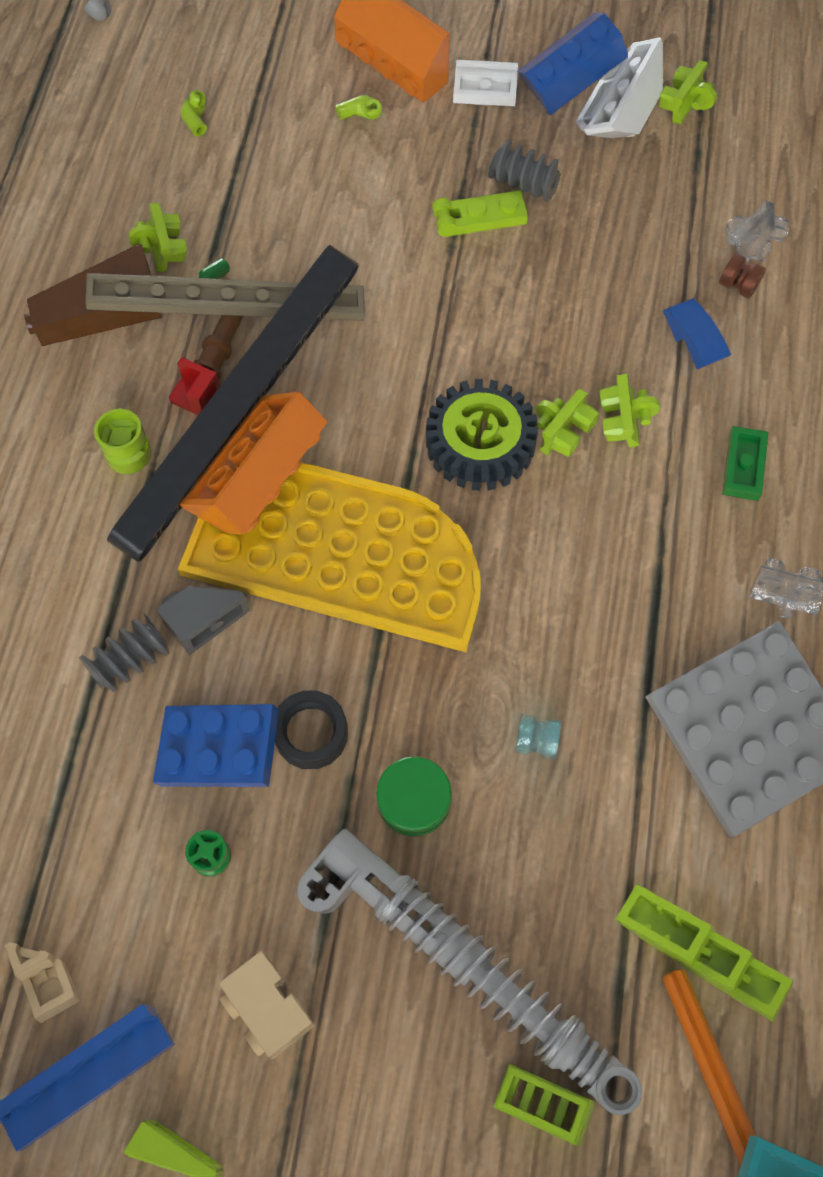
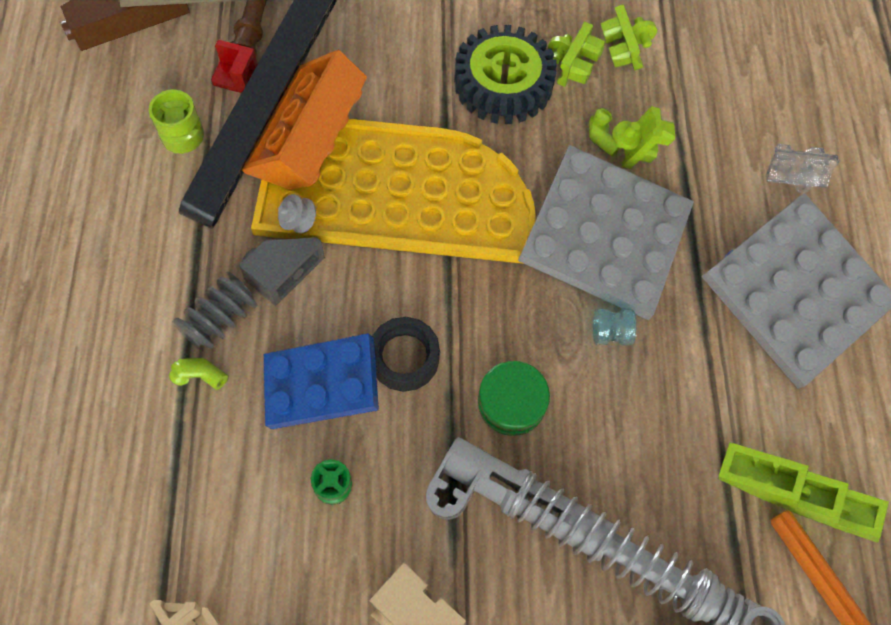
camera: 15 degrees left, 0 degrees up
(95, 709) = (197, 368): none -> lime arm
(225, 562) = (296, 213): none -> light grey wheel
(554, 630) = (607, 232): none -> light grey plate
(573, 514) = (599, 131): none -> lime arm
(614, 530) = (642, 137): none -> lime hips
(745, 463) = (738, 69): green plate -> none

